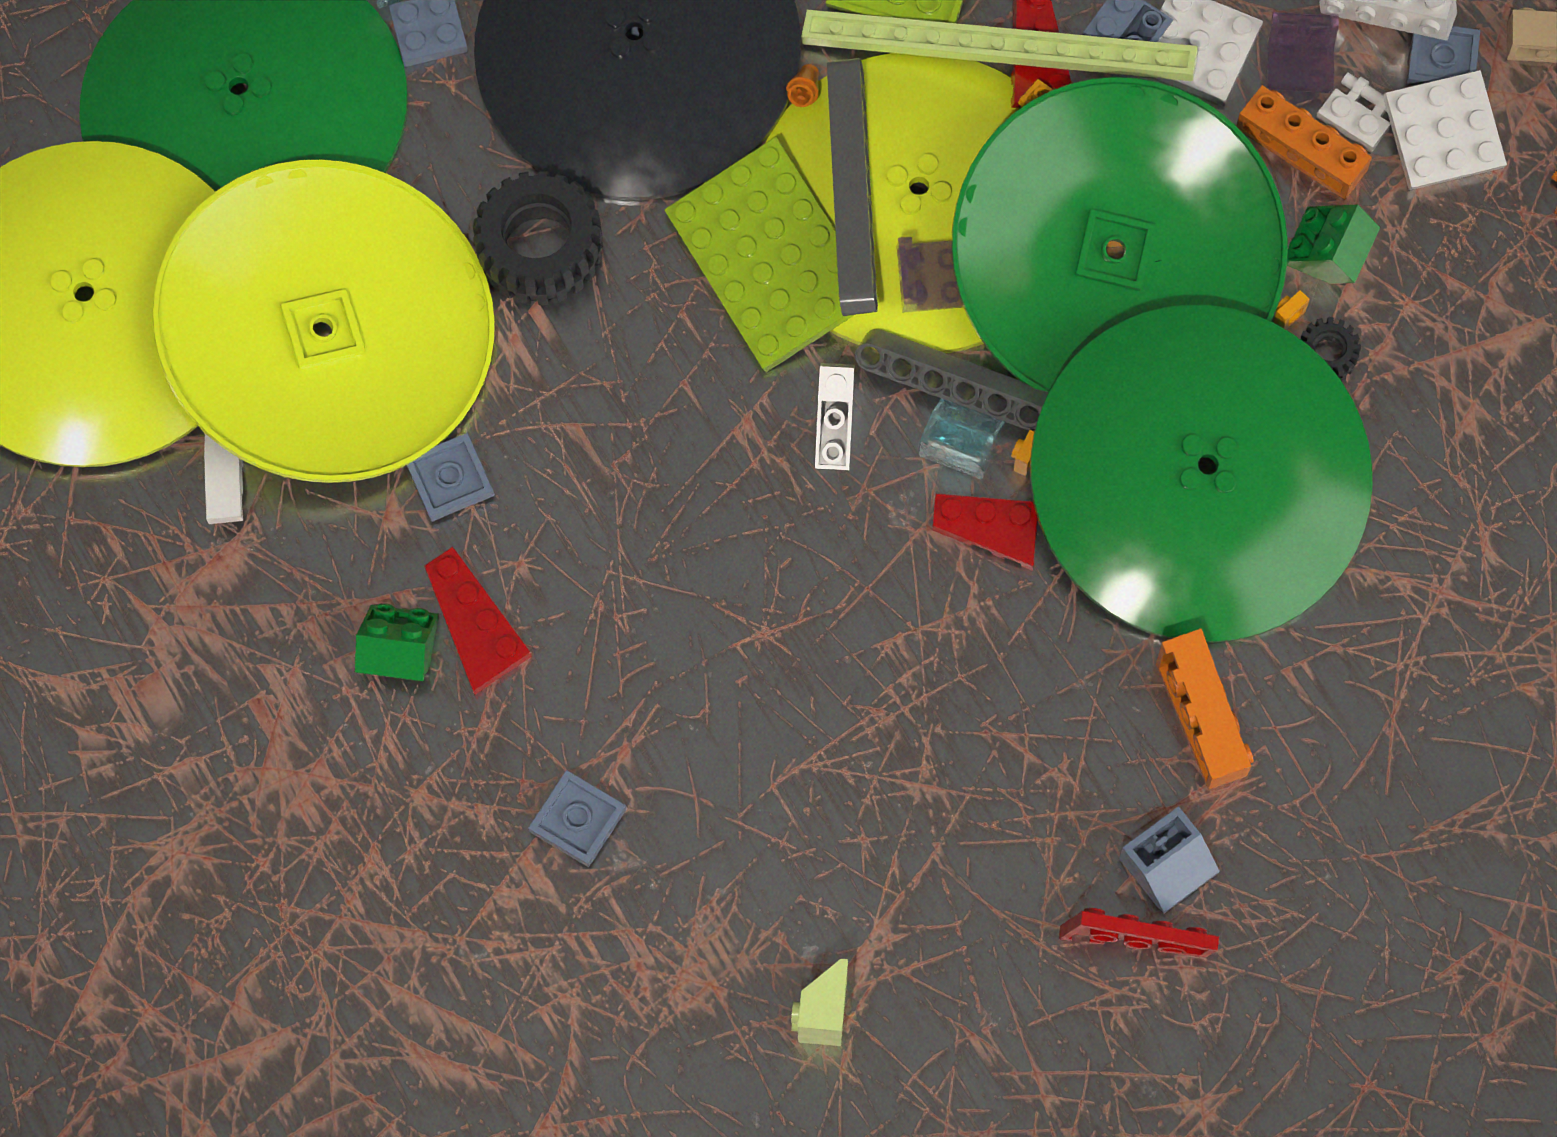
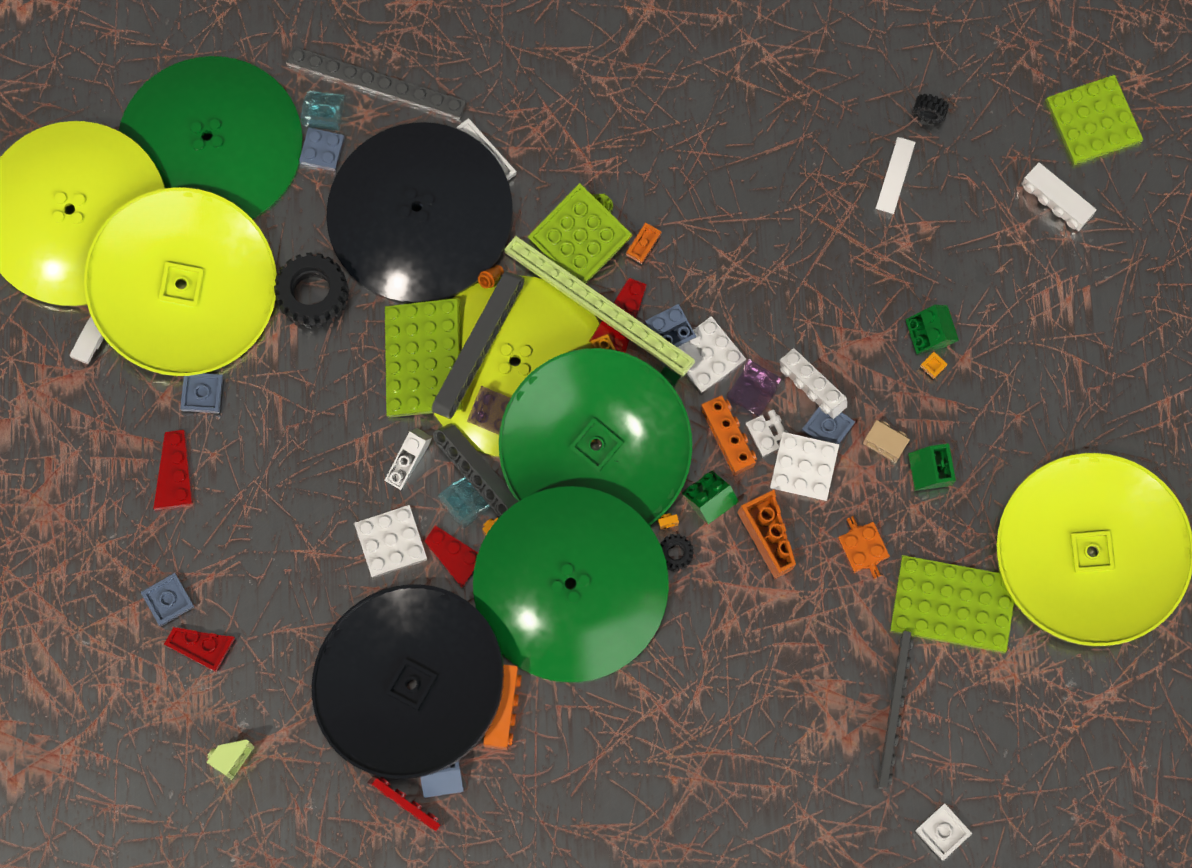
camera: 25 degrees right, 5 degrees up
(396, 642) = (129, 464): green slope -> none
(671, 865) = (200, 647): none -> red wing
(879, 554) = (390, 541): none -> white plate
(1024, 667) = (365, 674): none -> black dish
(1453, 251) = (768, 532): none -> orange wedge

